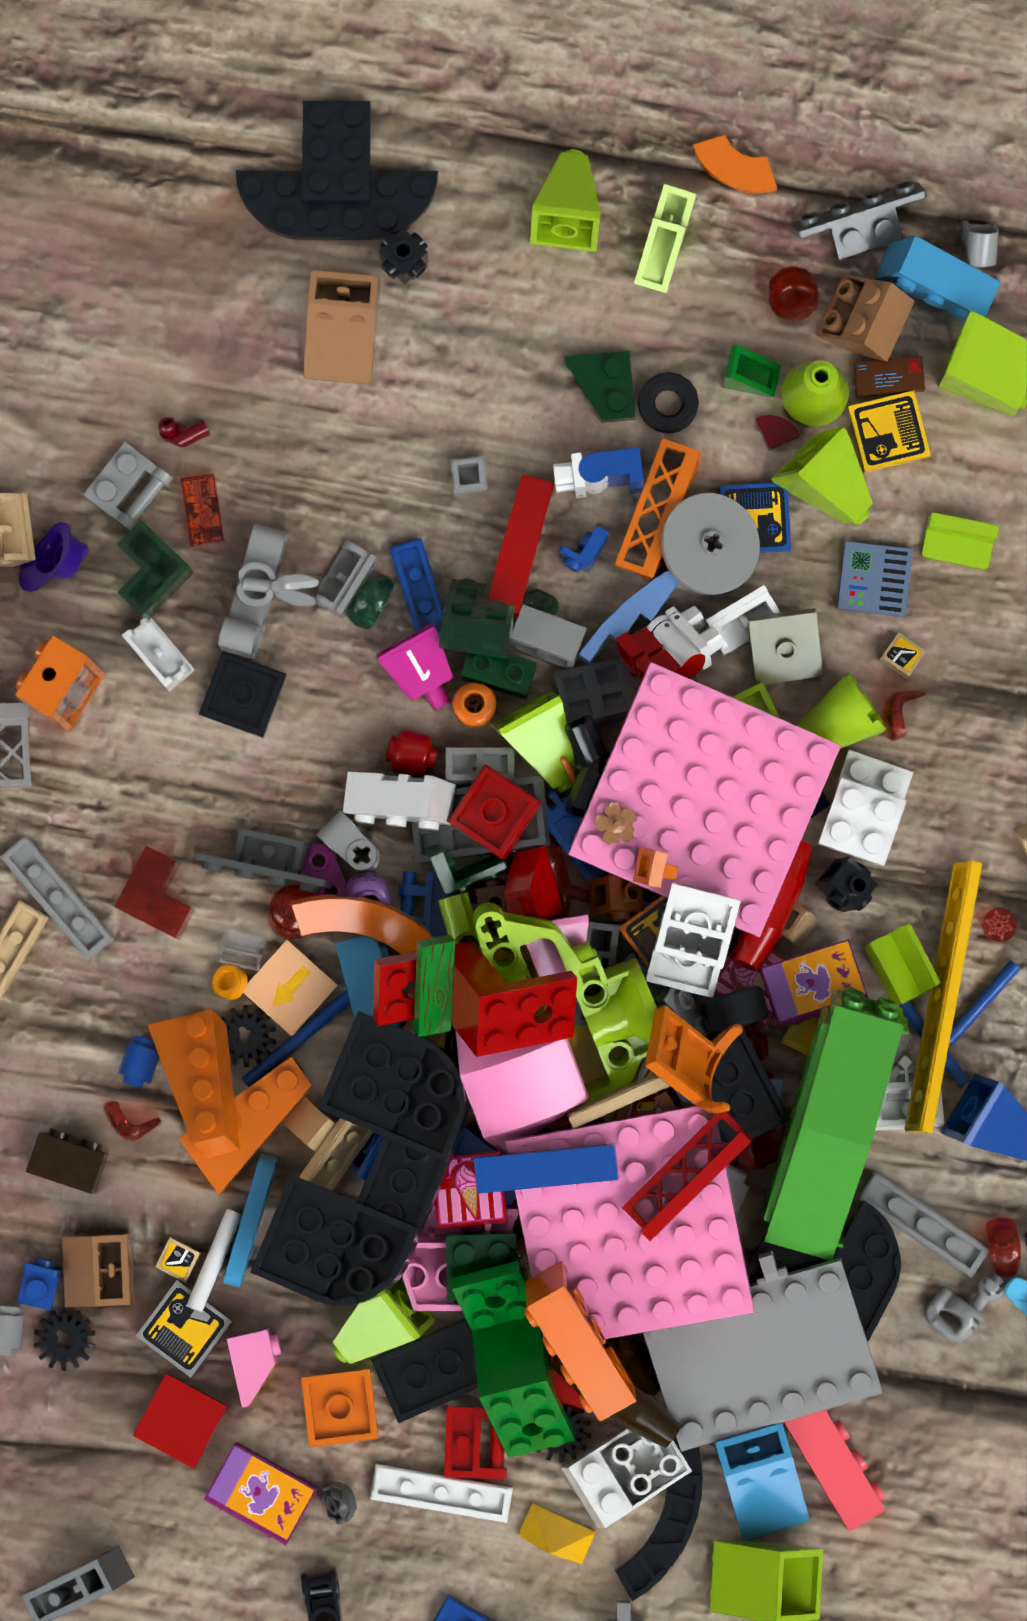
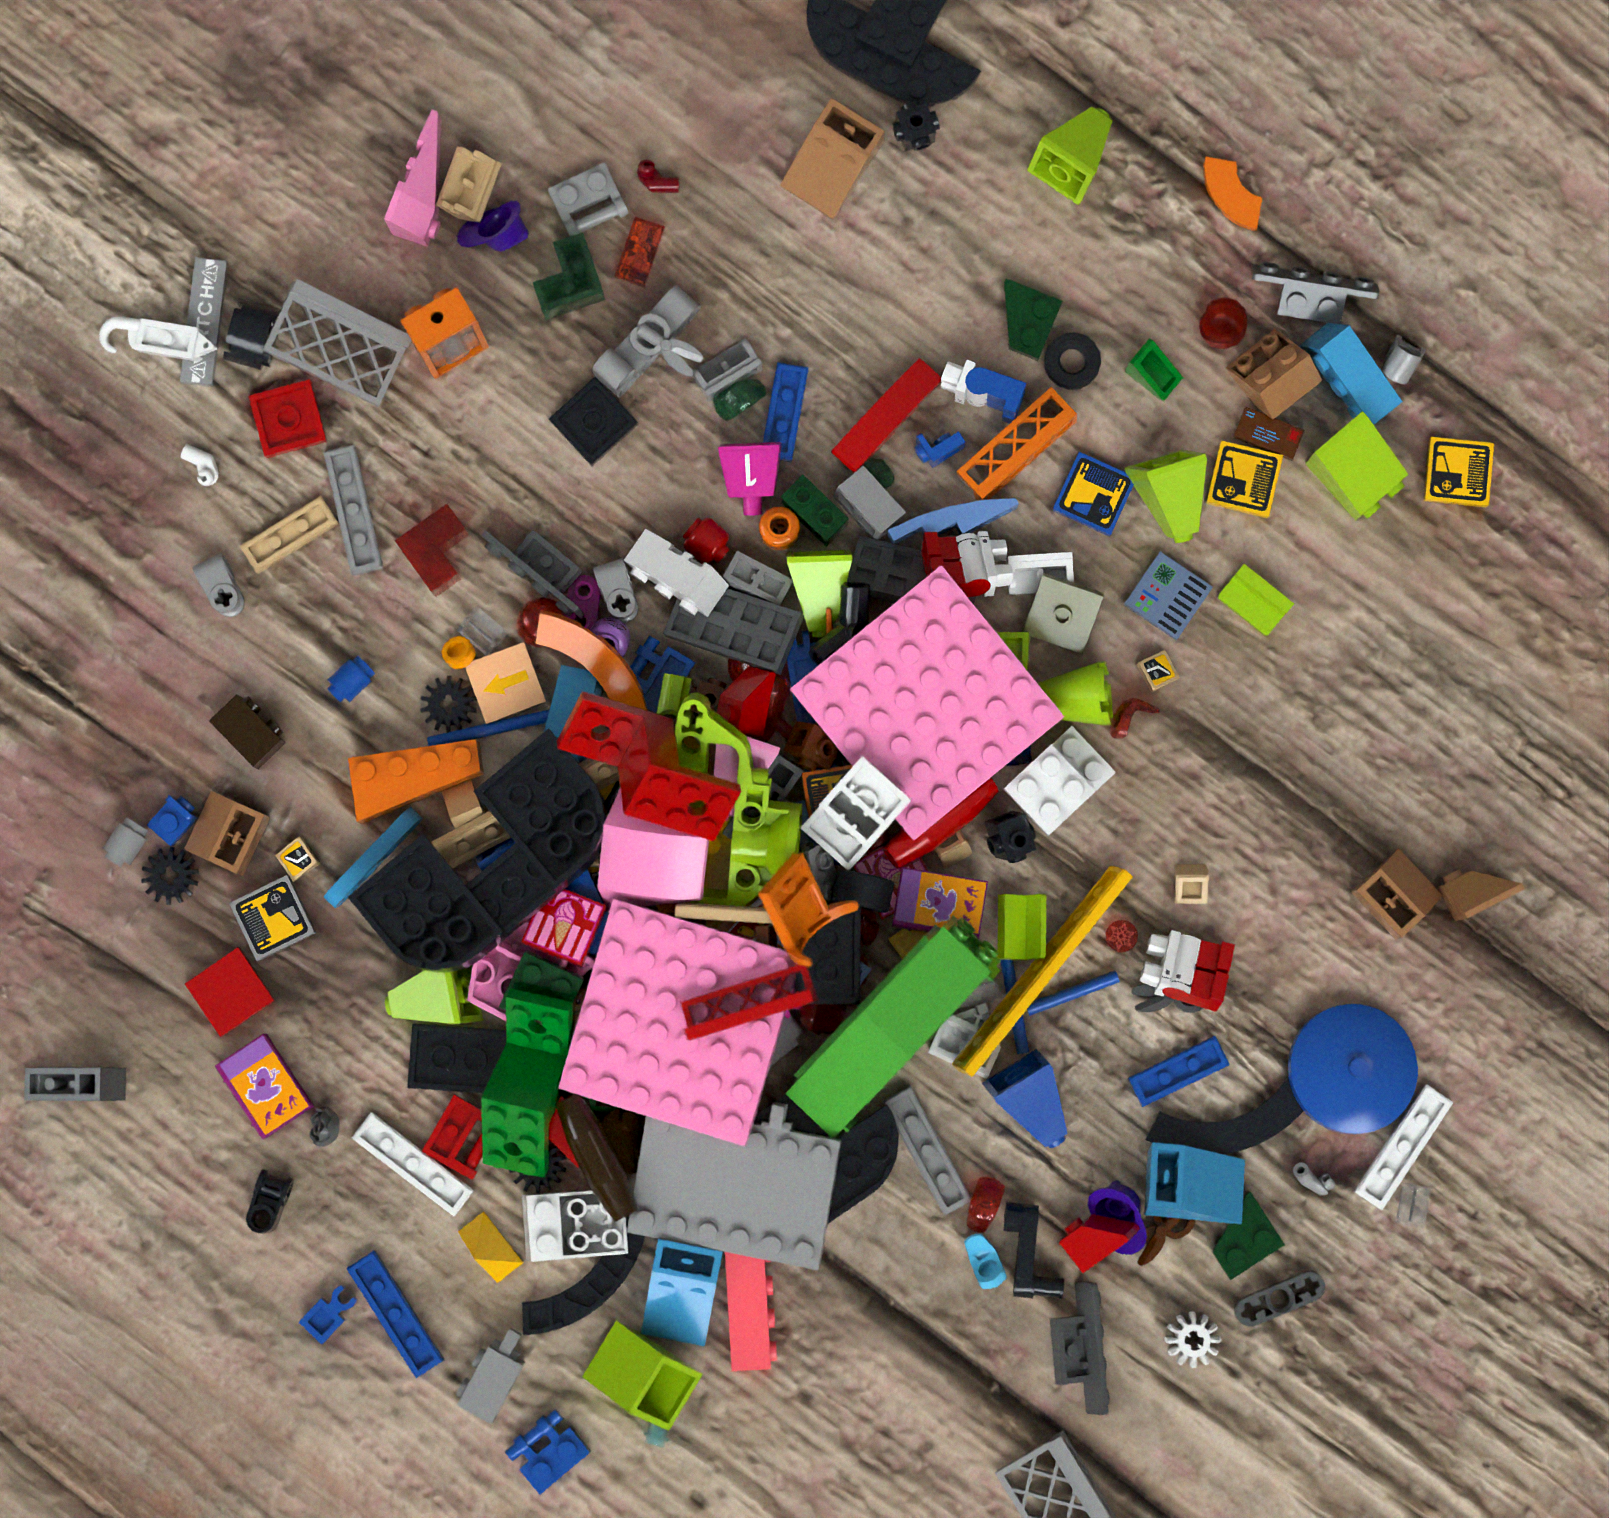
camera: 25 degrees right, 0 degrees up
(123, 1126) = (309, 728): clear red hair -> none
(159, 653) = (541, 351): white hinge -> none
(200, 1076) = (391, 717): orange wedge -> none
(214, 1260) = (325, 875): white piece -> none
(252, 1361) = (314, 974): bright pink slope -> none
(339, 1407) = (365, 1049): orange plate -> none
(434, 985) = (620, 738): green tile -> none
(461, 879) = (692, 666): dark green bracket -> none
(468, 475) = (874, 336): light grey slope -> none
(475, 624) = (813, 459): clear green brick -> none
(495, 812) = (749, 624): red tile -> none
(546, 1168) = (634, 937): blue tile -> none
(577, 1343) = (585, 1095): orange wedge -> none
(616, 823) = (842, 683): medium nougat plant -> none
(652, 867) = (853, 735): orange tile -> none
(665, 237) = (1142, 222): yellowish green slope -> none
(687, 553) = (1021, 490): light grey piece -> none
(776, 431) = (1150, 430): dark red tile -> none
(815, 393) = (1199, 415): lime cone -> none
(968, 1314) = (925, 1244): light grey piece -> none

